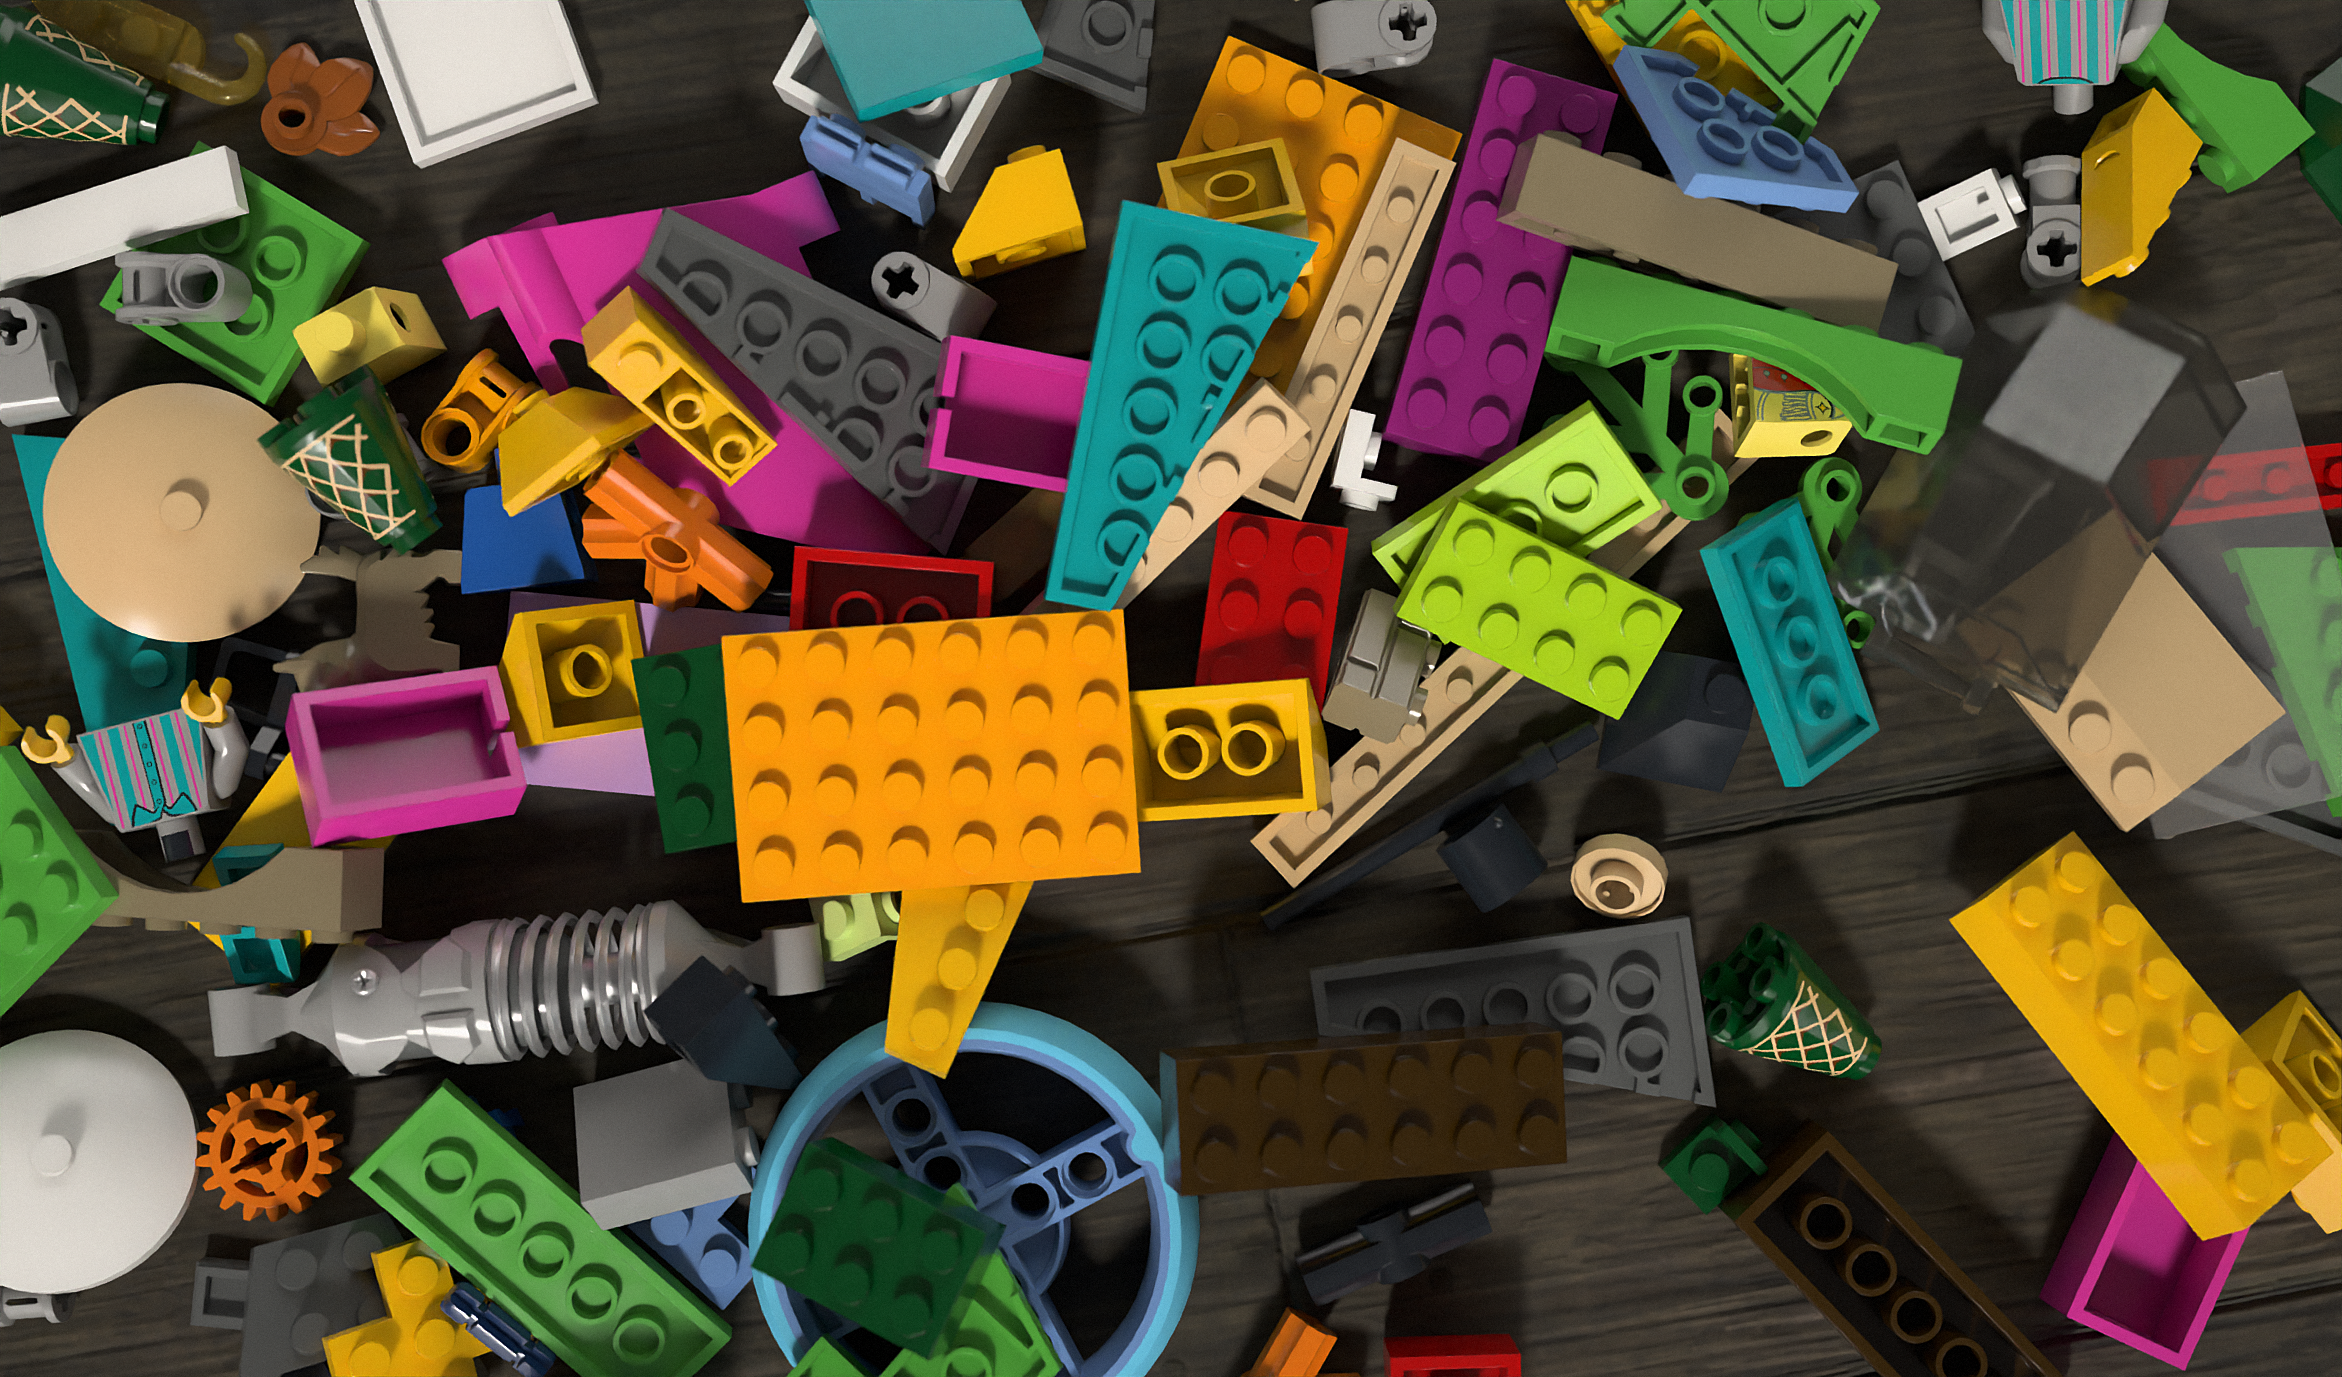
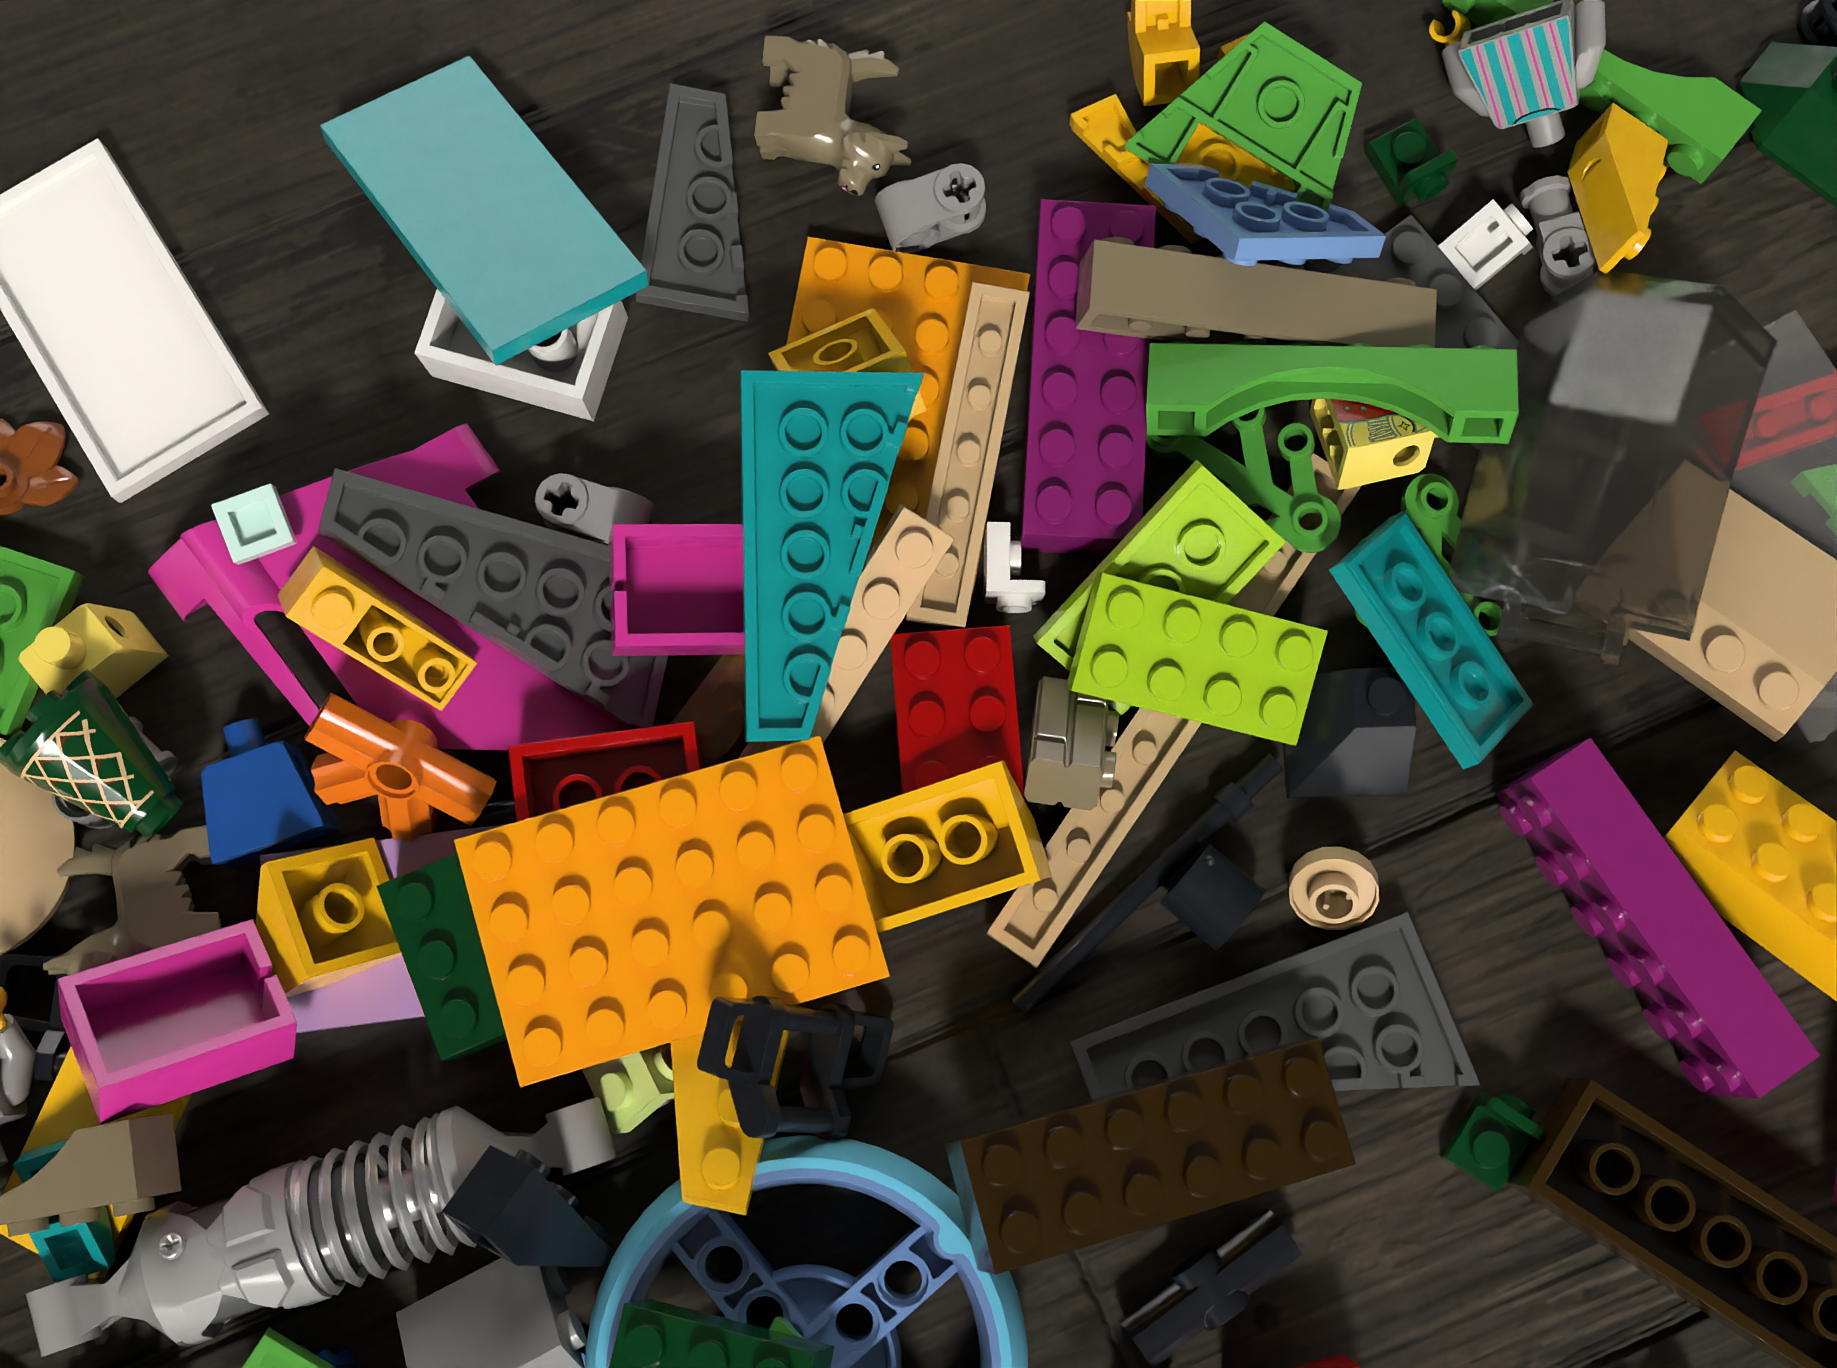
camera: 10 degrees left, 10 degrees down
(478, 407) = (206, 698): light orange piece -> none
(562, 442) = (279, 701): yellow slope -> none
(569, 248) = (254, 524): none -> light aqua plate
(880, 174) = (514, 407): medium blue plate -> none
(1021, 217) = (657, 422): yellow slope -> none
(1050, 950) = (823, 1072): none -> black bar
(1785, 1008) = (1520, 976): dark green cone -> none
(1913, 98) = (1410, 163): none -> dark green bracket
(1936, 986) = (1655, 925): none -> magenta brick

